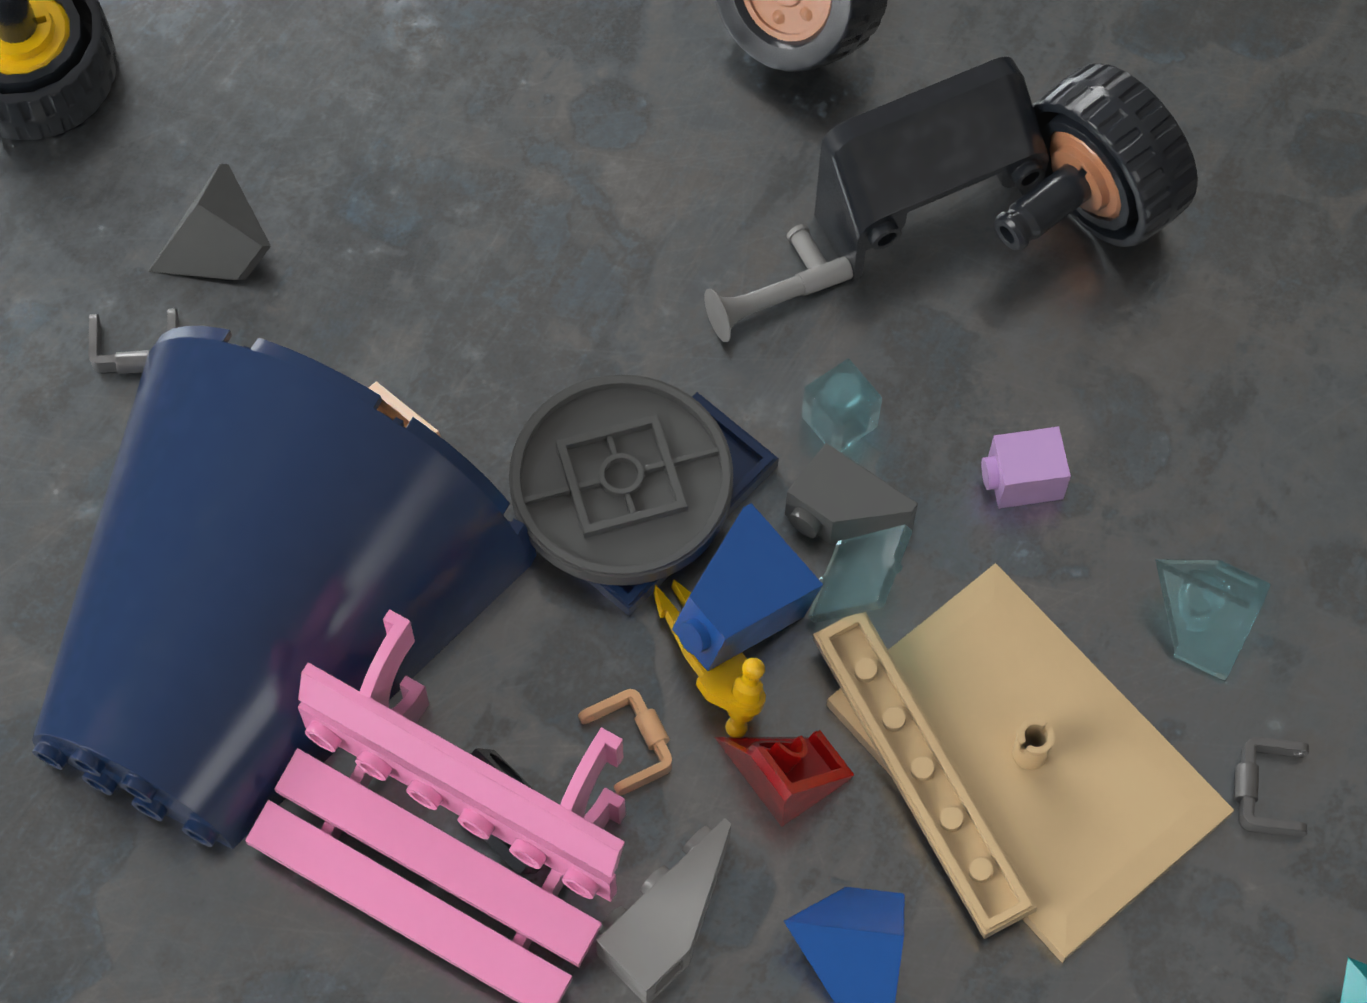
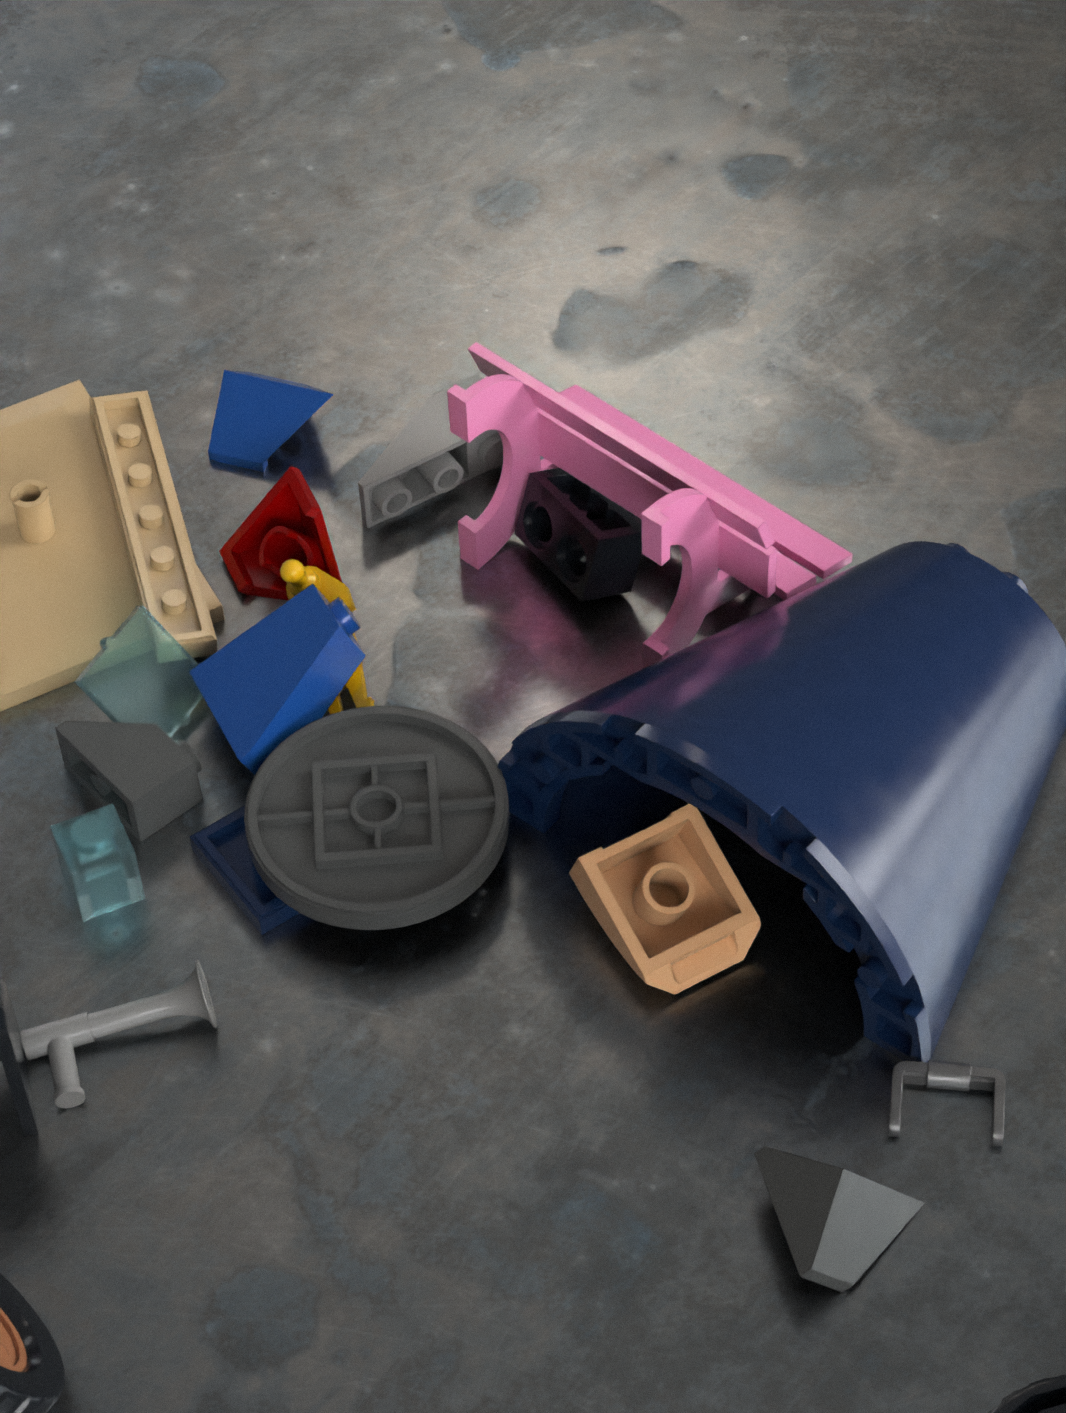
camera: 165 degrees left, 15 degrees down
(650, 728) = (414, 615): light nougat piece -> none

